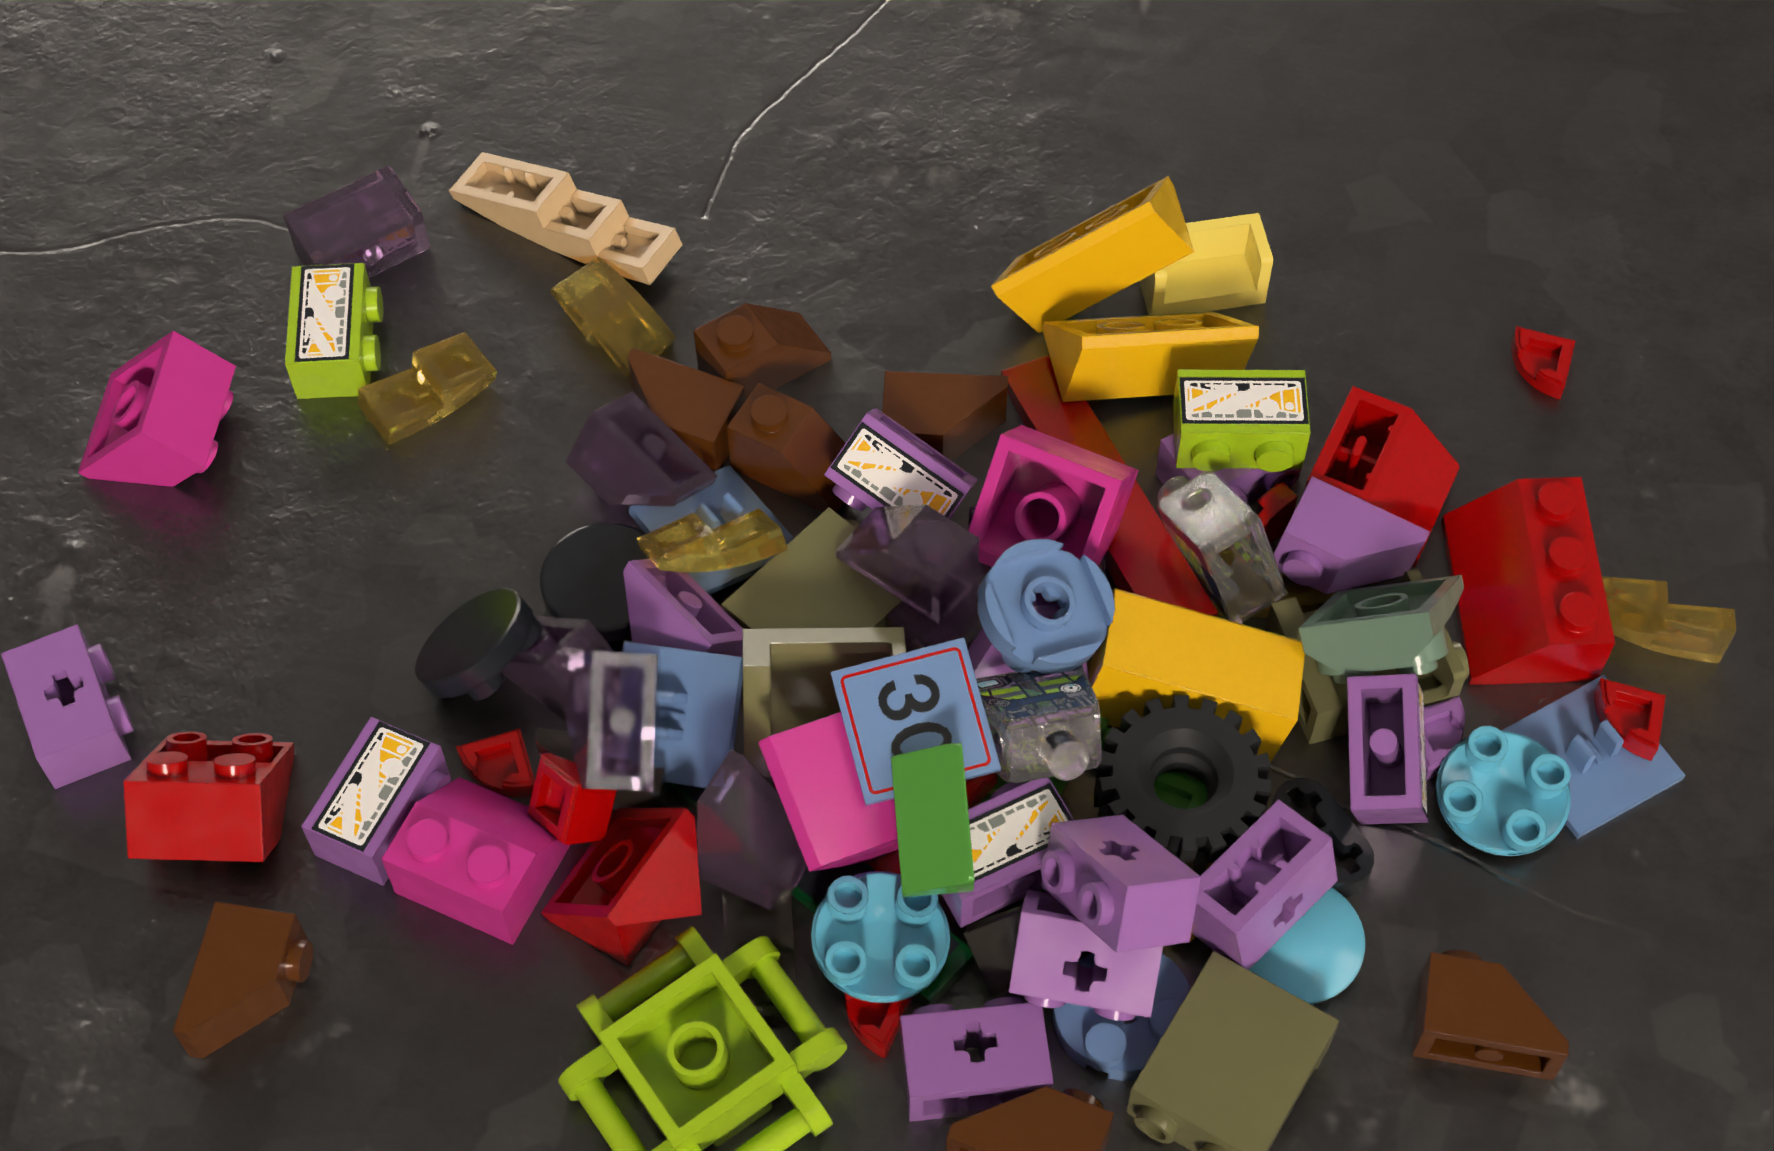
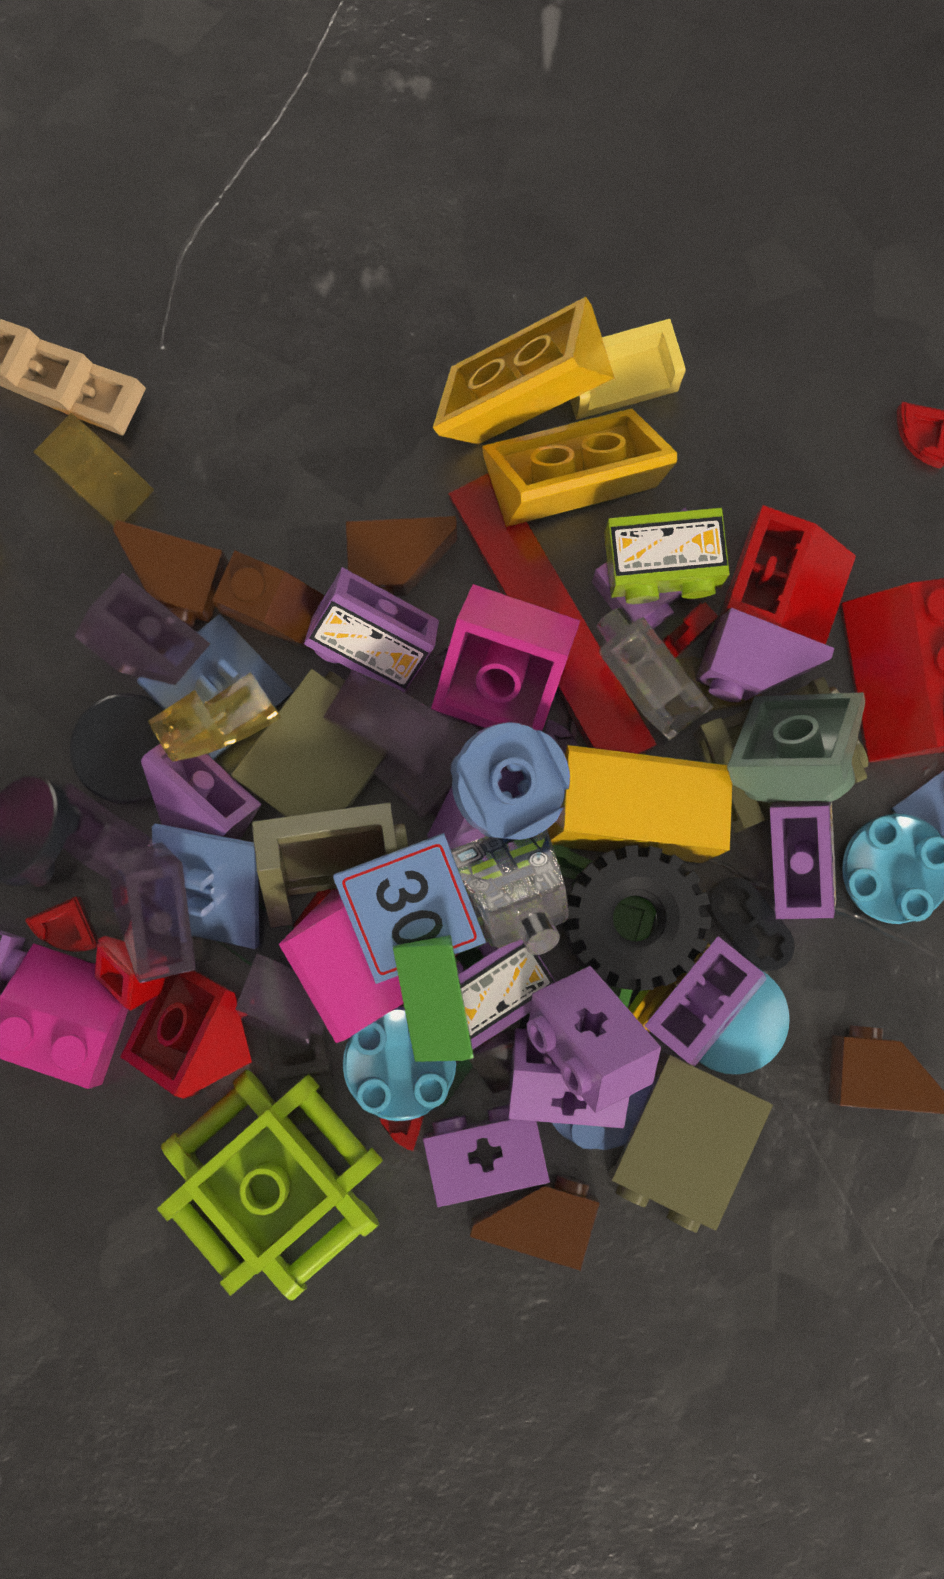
camera: 10 degrees left, 25 degrees up
(759, 347) = (231, 498): reddish brown slope -> none
(1442, 731) = (847, 817): medium lavender tile -> none

